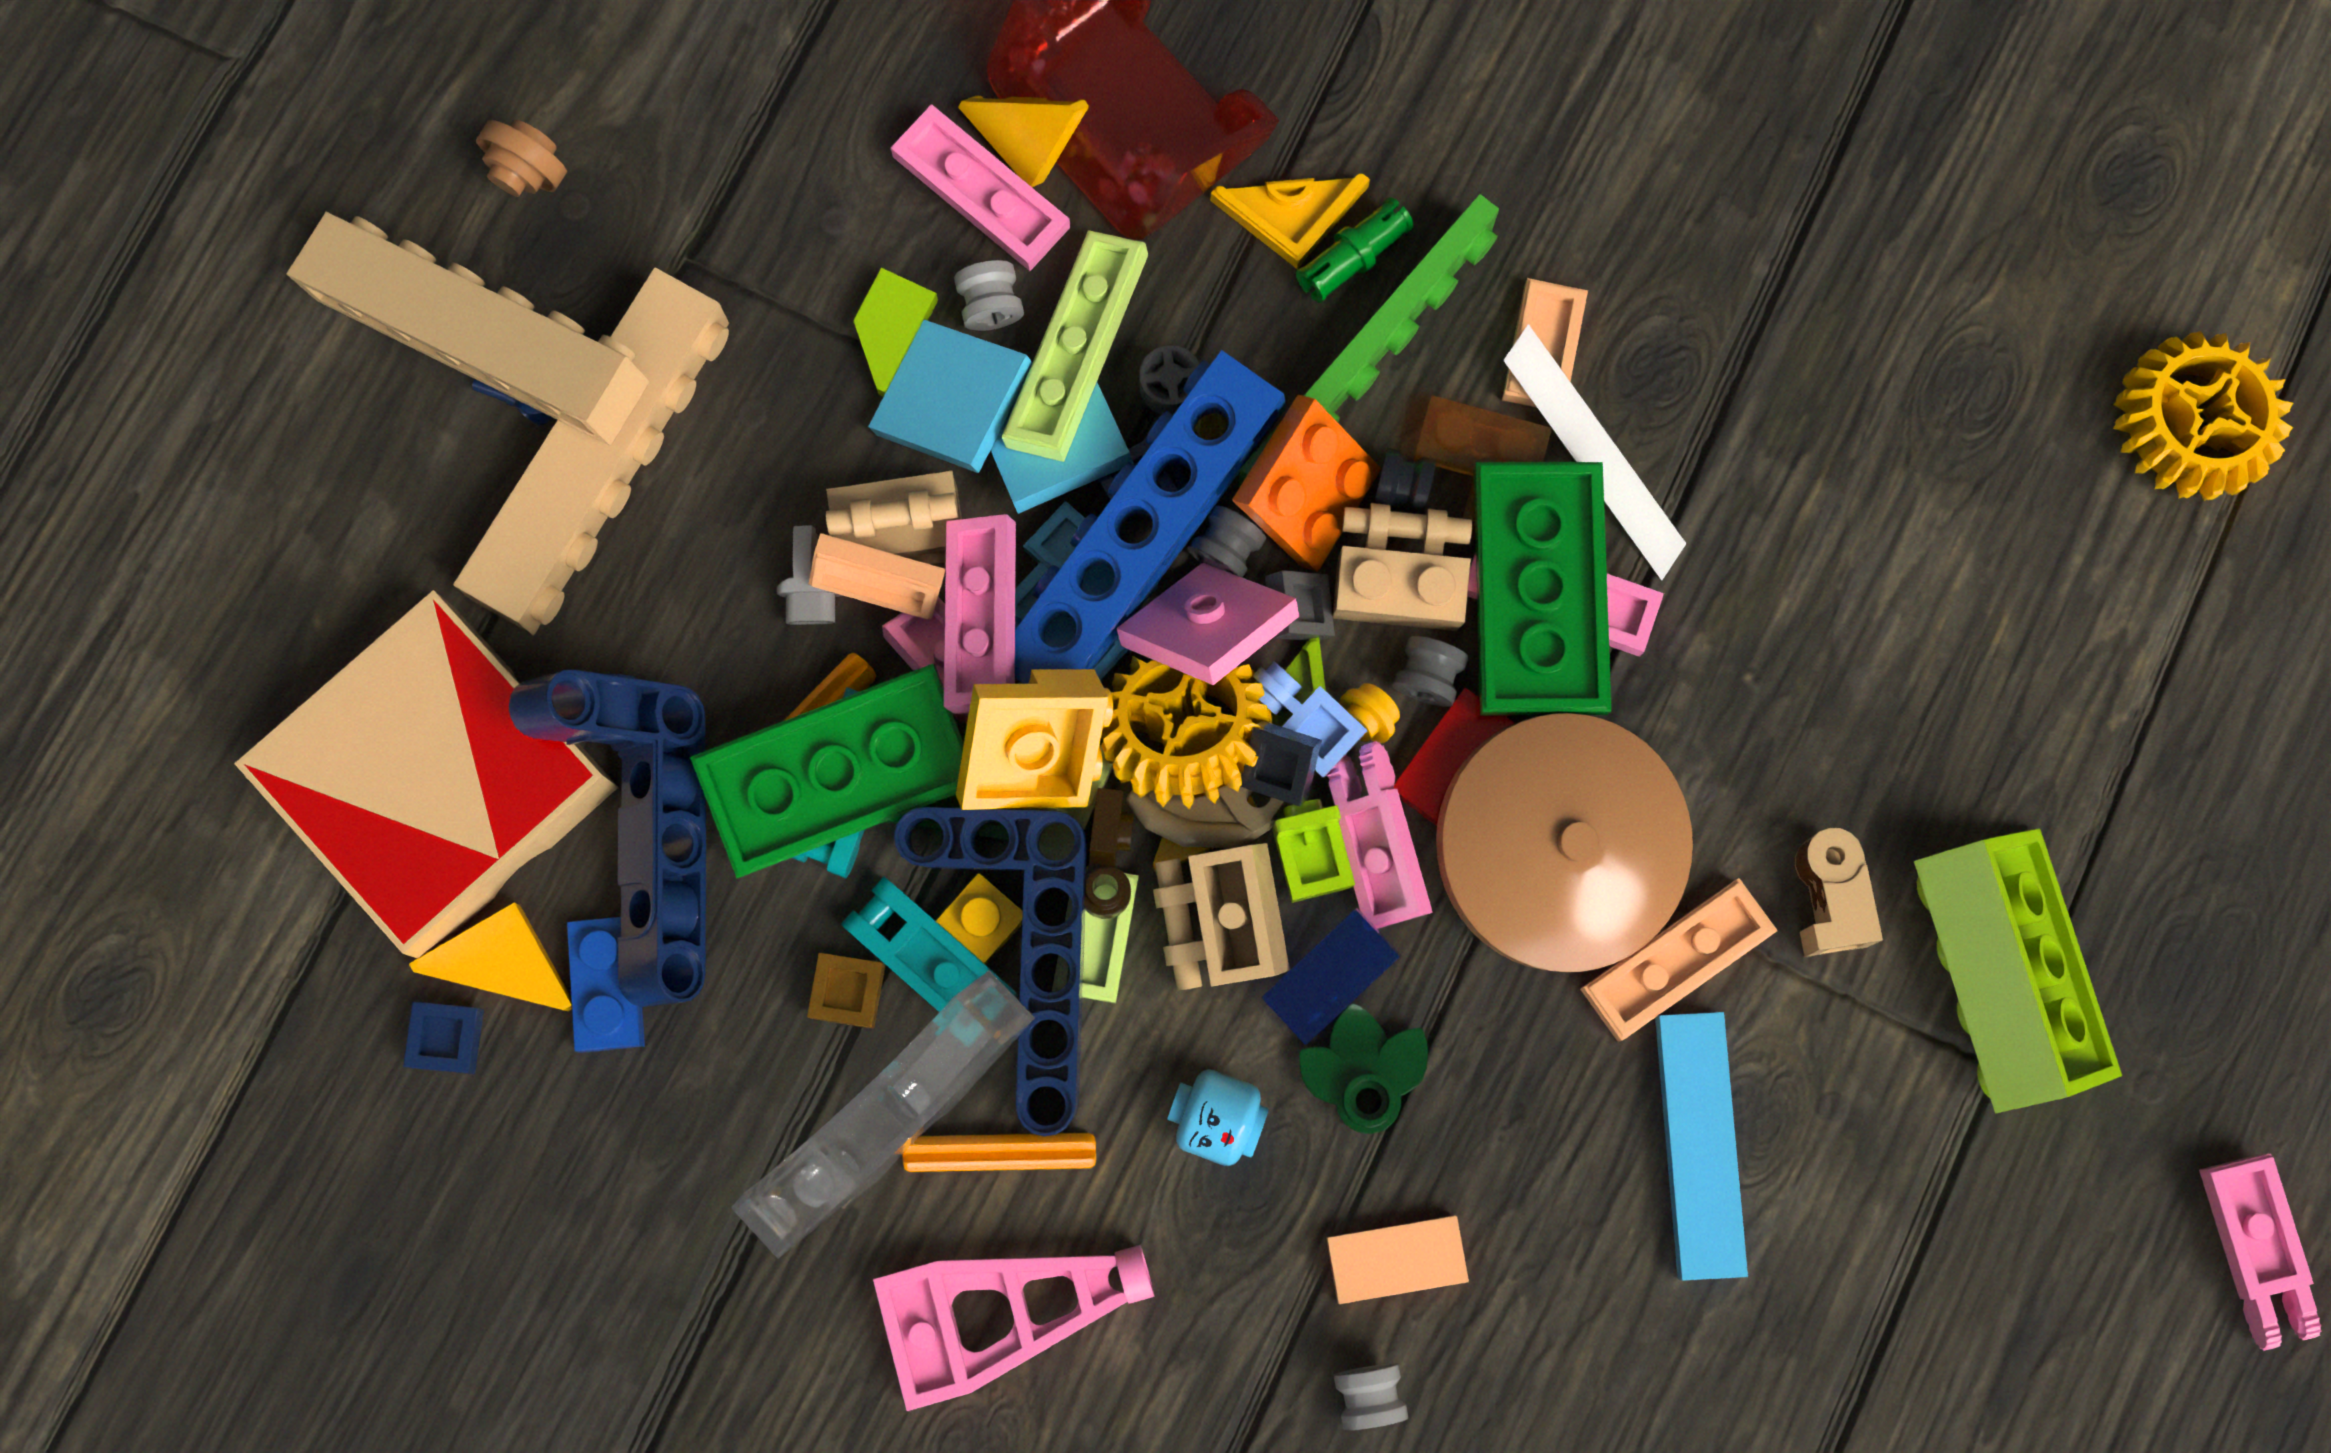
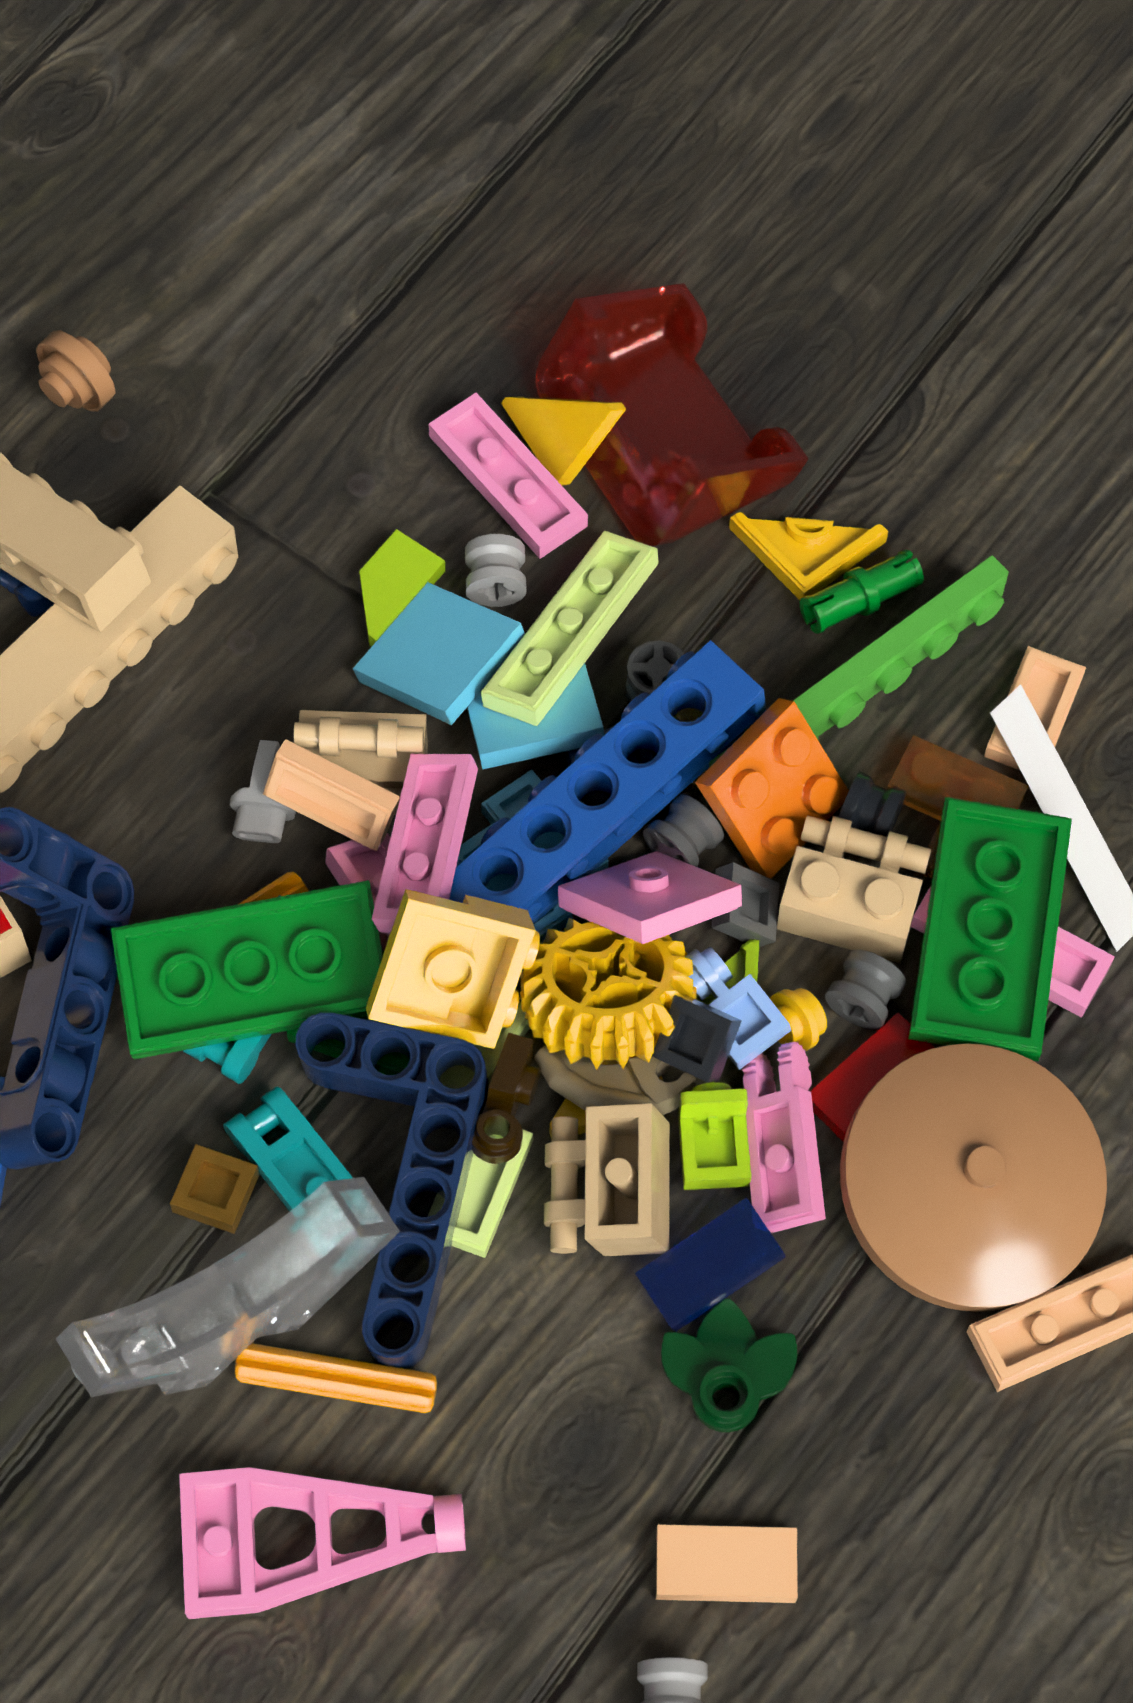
camera: 10 degrees right, 15 degrees down
(981, 919) = (367, 1144): yellow plate -> none
(1218, 1117) = (567, 1379): medium azure head -> none
(1701, 1146) = (1066, 1510): medium azure tile -> none

